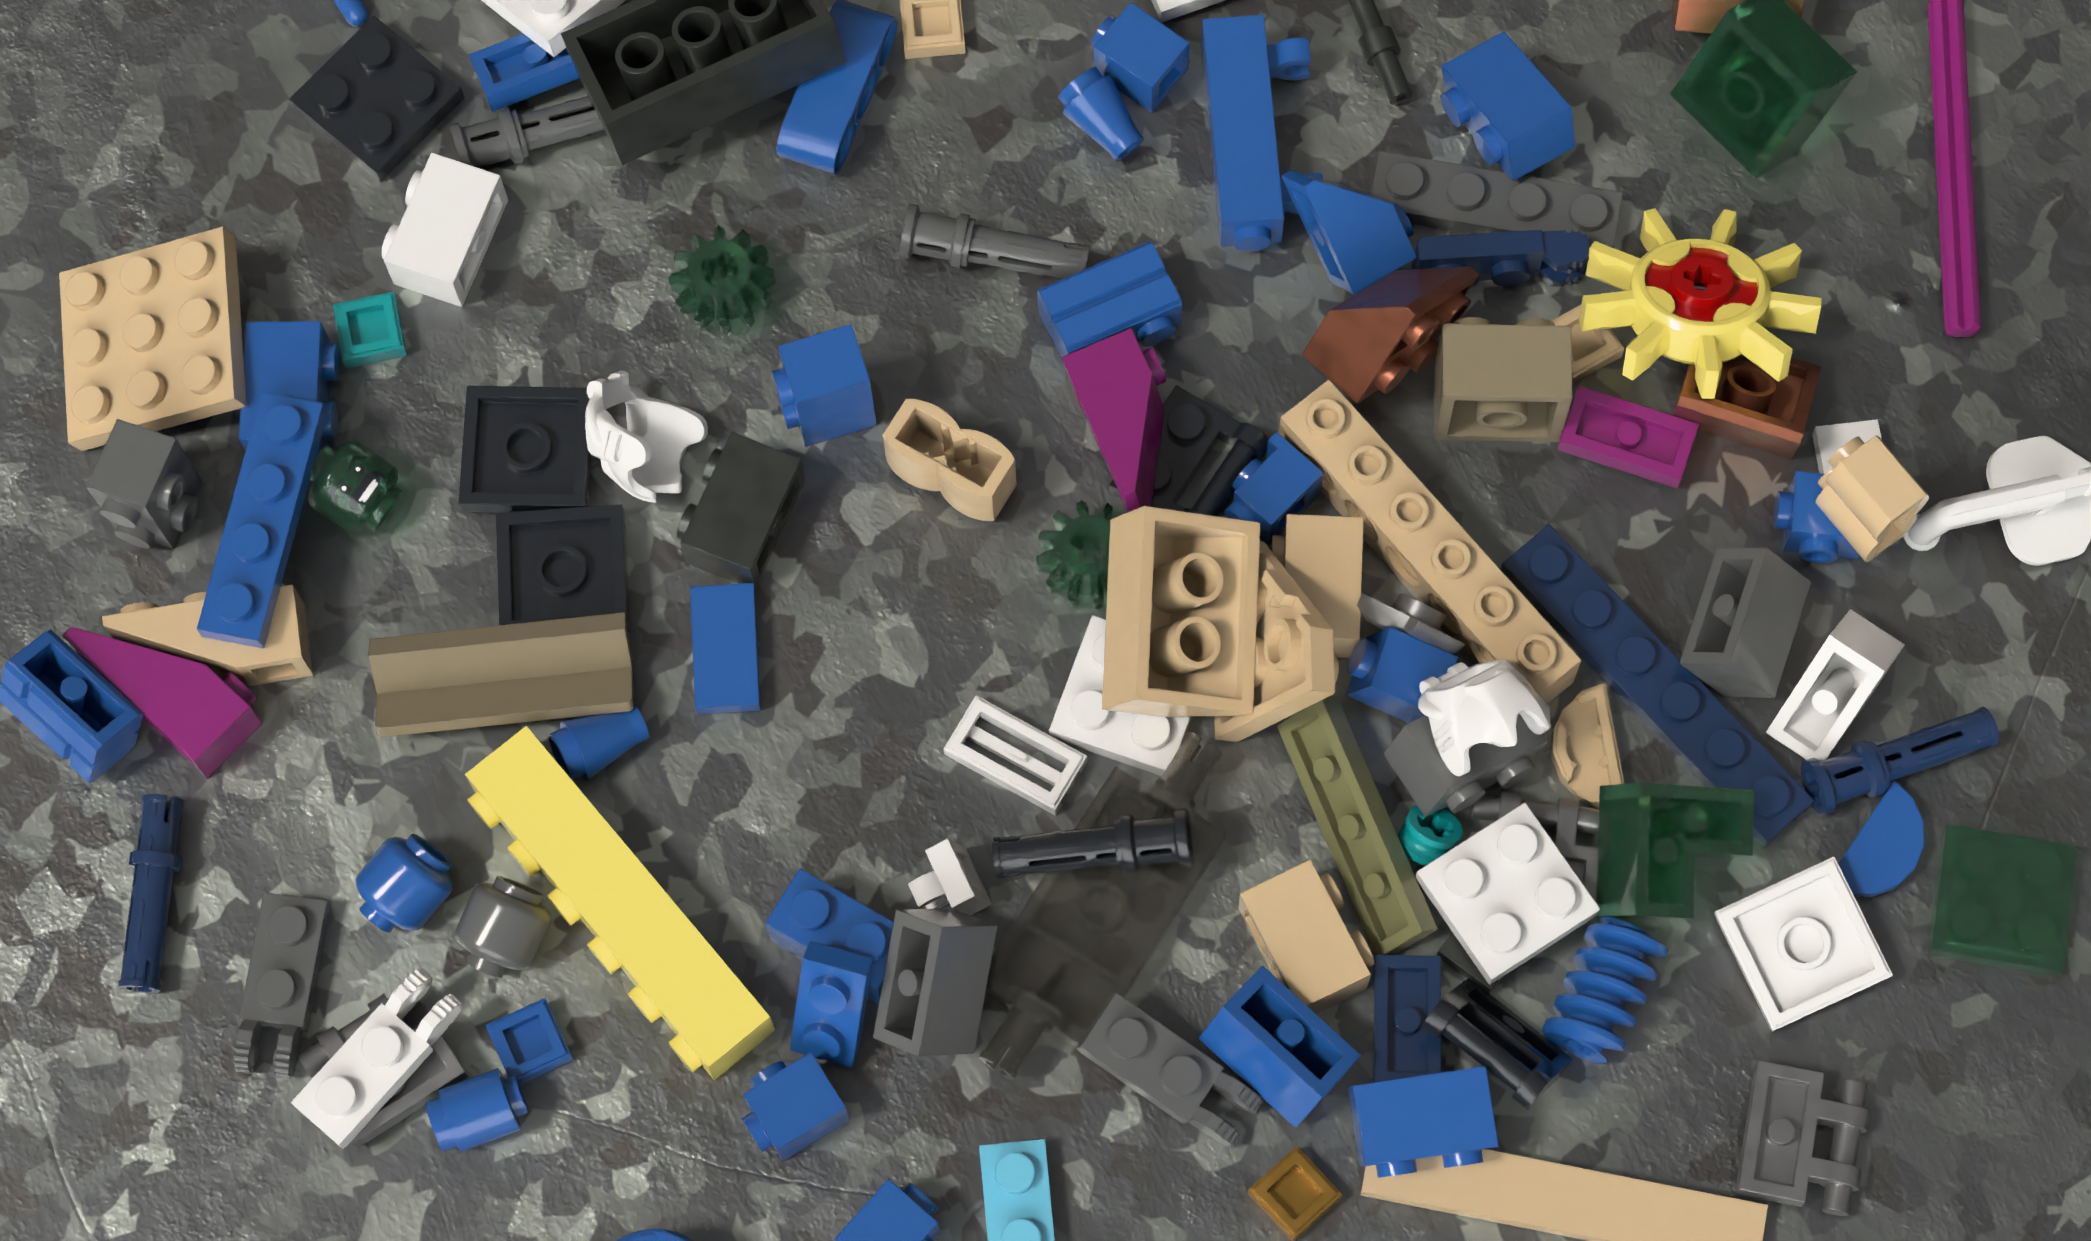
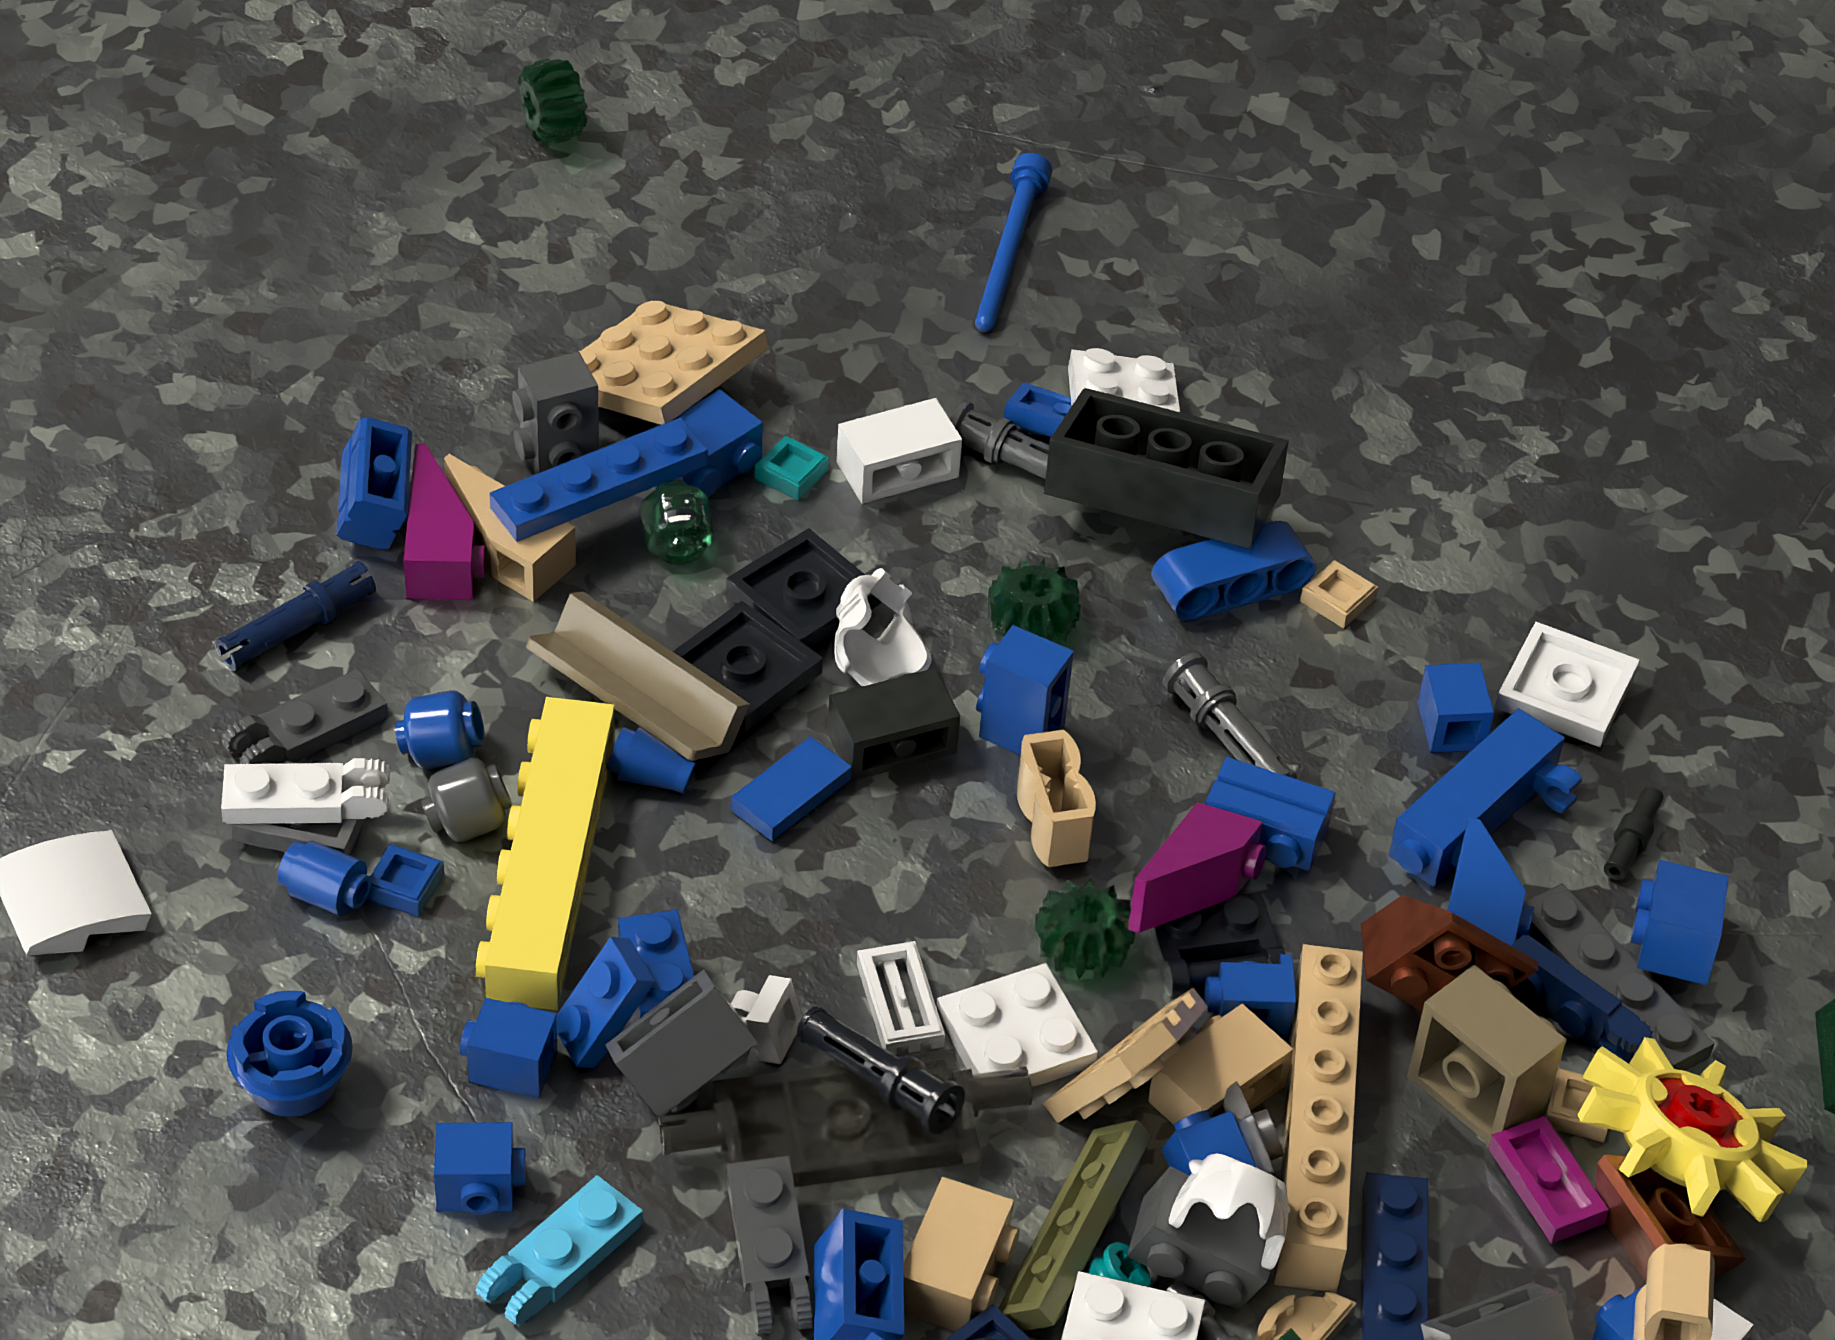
camera: 40 degrees right, 25 degrees down
(377, 98) = (945, 365): black plate -> none
(1099, 111) = (1392, 713): blue cone -> none
(1181, 614) = (1097, 984): tan slope -> none

